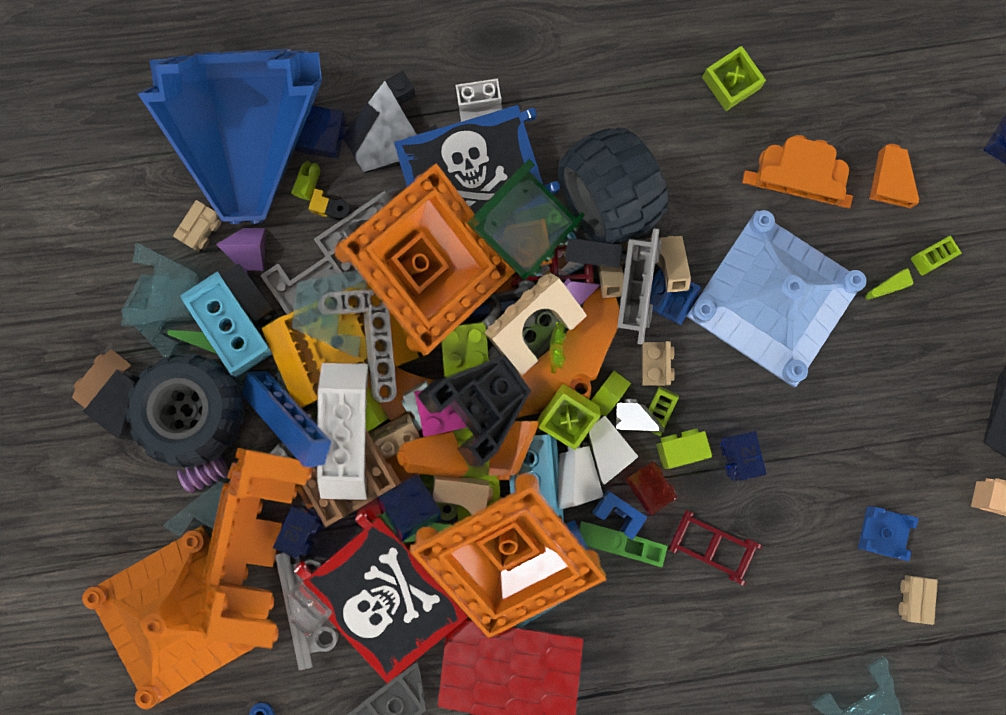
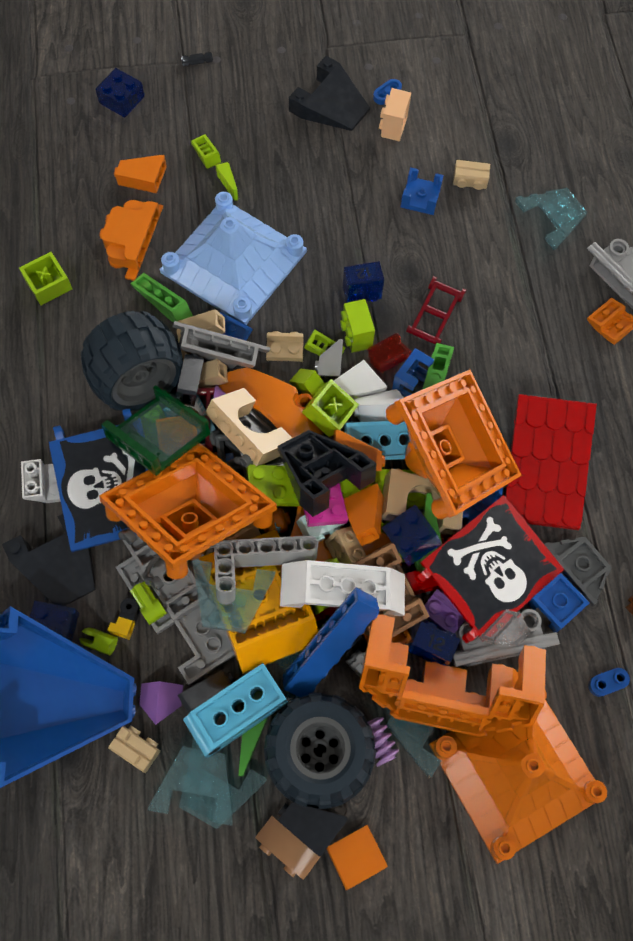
camera: 90 degrees left, 15 degrees down
(93, 451) = (356, 857): none -> orange slope
(332, 229) = (150, 606): none -> lime piece
(336, 540) = (443, 612): none -> medium lavender bracket
(347, 674) = (559, 602): none -> blue panel
(434, 361) = (280, 521): none -> orange head
(557, 356) = (274, 413): clear neon green slope -> none
(715, 215) = (162, 298): none -> bright green slope

